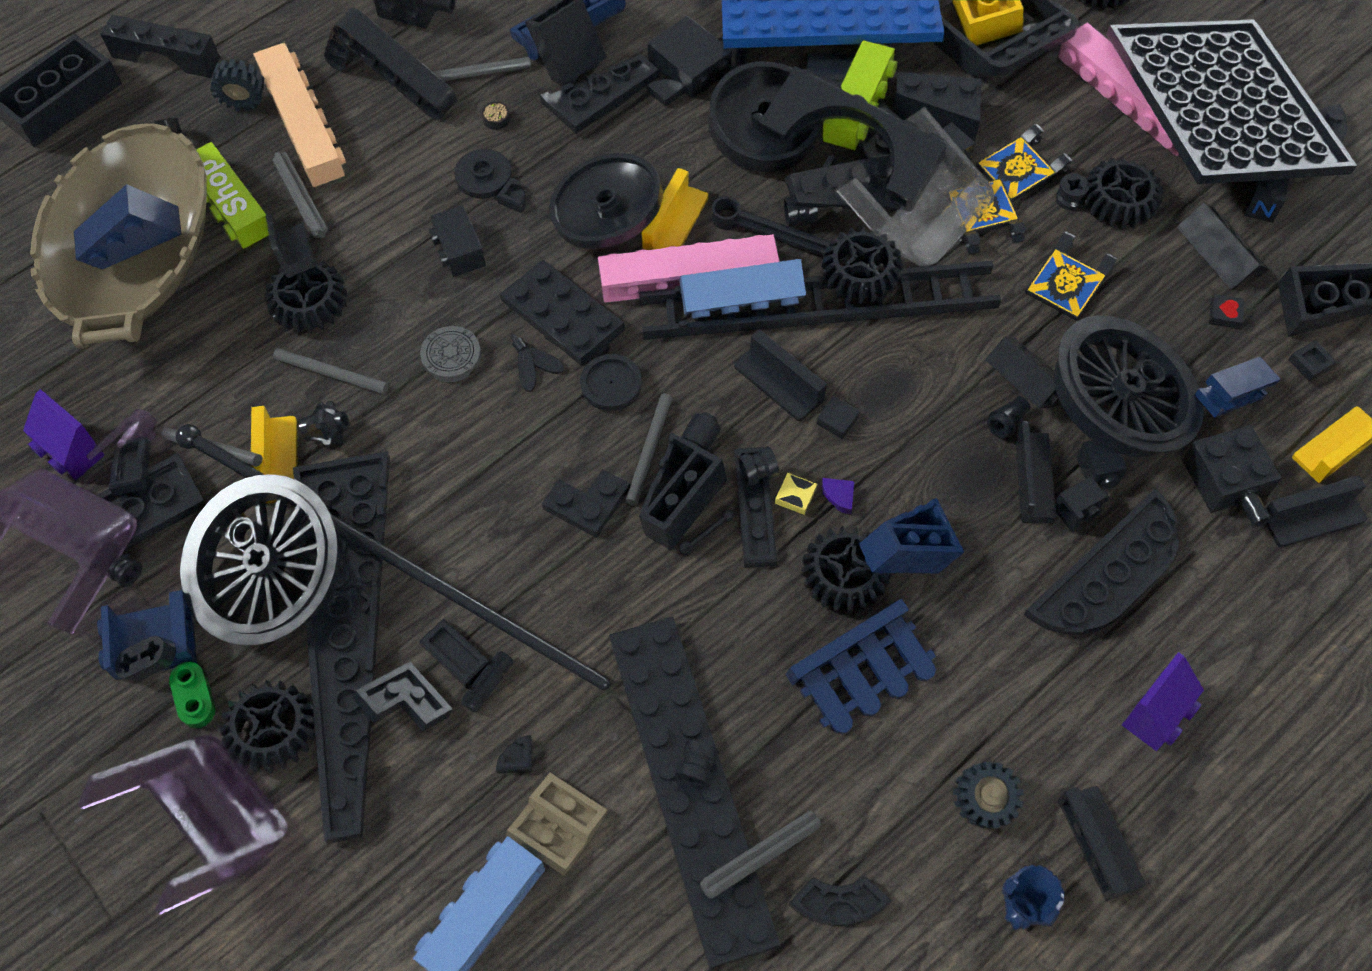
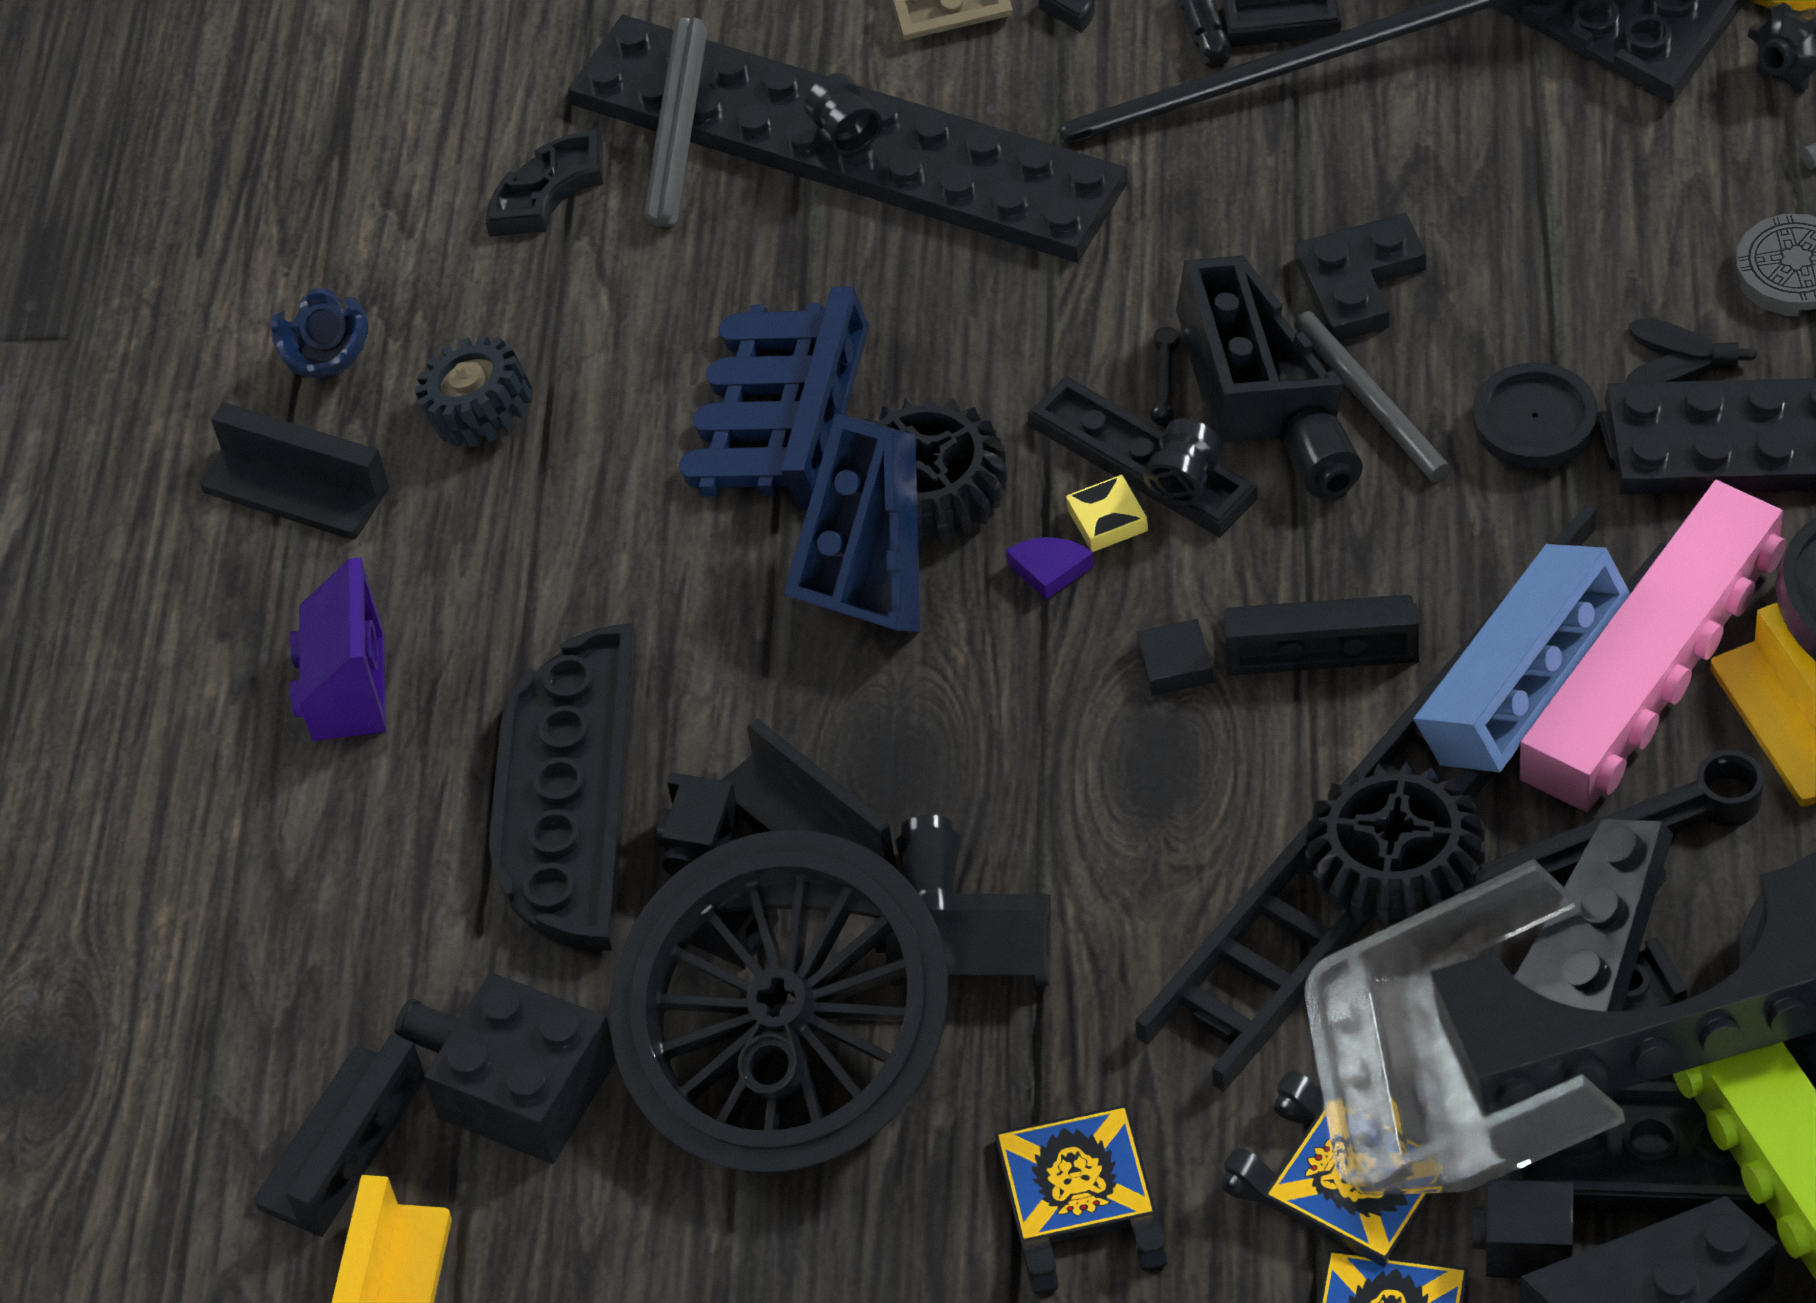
camera: 140 degrees right, 10 degrees down
(1237, 386) = (619, 1191): dark blue piece -> none

